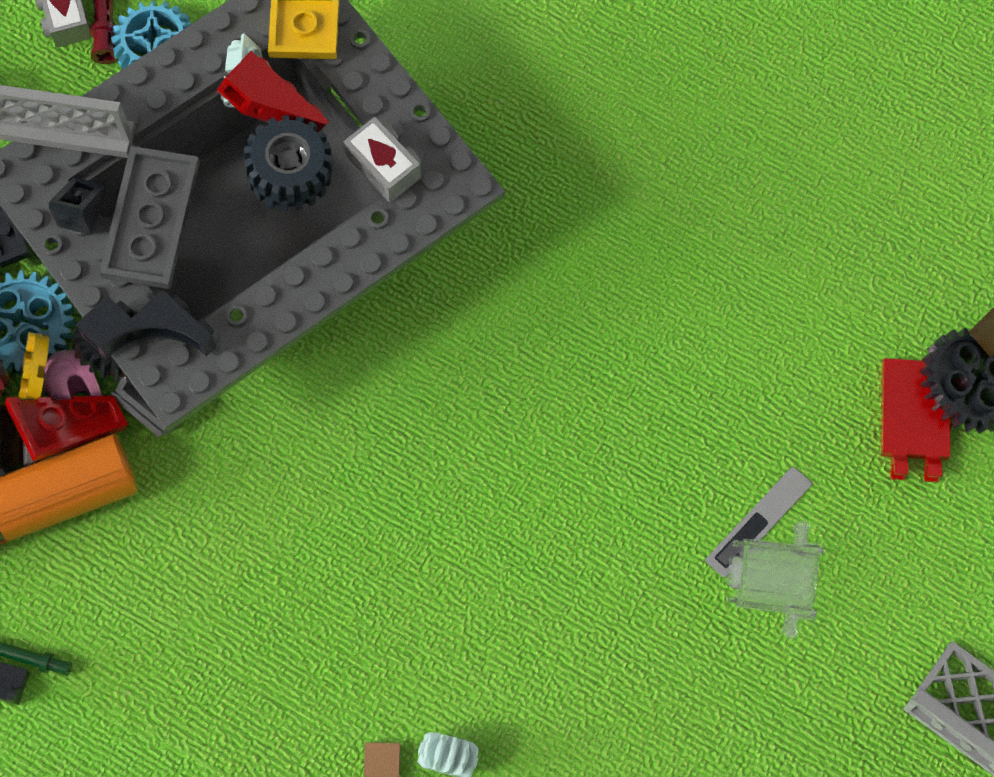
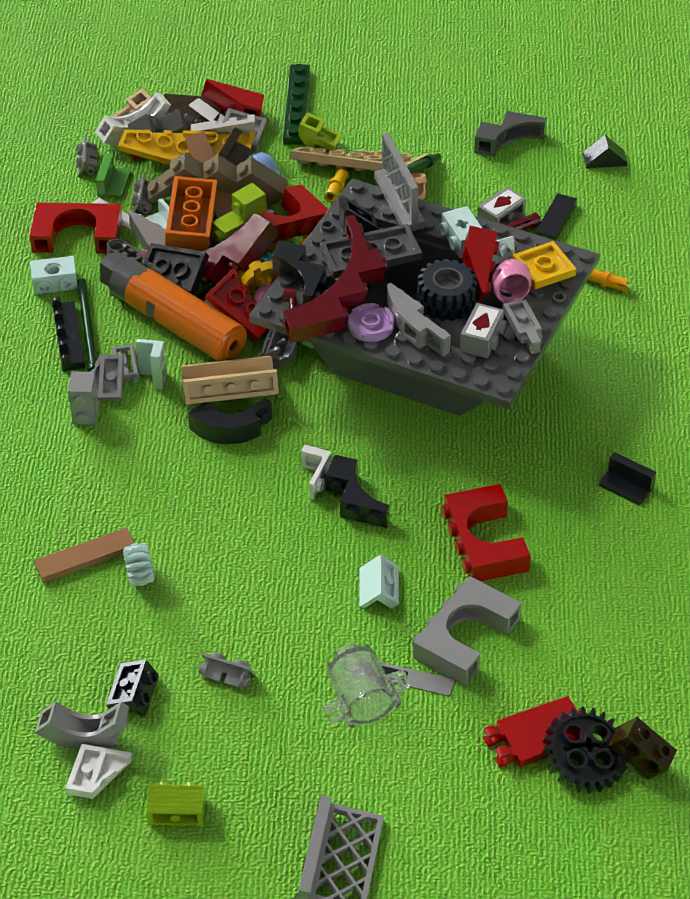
camera: 65 degrees right, 25 degrees down
(84, 657) = (109, 376): none -> light grey wing
(85, 623) = (128, 375): none -> light grey tile
(93, 575) = (152, 361): none -> light aqua panel
(114, 702) = (83, 398): none -> light grey brick
(175, 357) = (289, 295): none -> dark red hand
(185, 87) = (455, 227): none -> light aqua brick
(188, 499) = (229, 380): none -> tan panel
(191, 244) = (329, 311): none -> dark red arch
(258, 545) = (229, 427): none -> black arch
(280, 283) = (370, 322): none -> lavender tile
(303, 235) = (413, 325): none -> light grey slope
(318, 73) = (512, 278): none -> bright pink helmet
(377, 454) = (319, 461): none -> bracket
(396, 104) = (524, 324): none -> light grey hinge
(478, 445) = (355, 502): none -> black arch
(561, 332) = (481, 558): none -> red arch
(603, 120) = (628, 479): none -> black panel
(615, 480) = (379, 582): none -> light aqua panel
(670, 709) = (236, 671): none -> light grey hinge
(743, 462) = (473, 602): none -> light grey arch

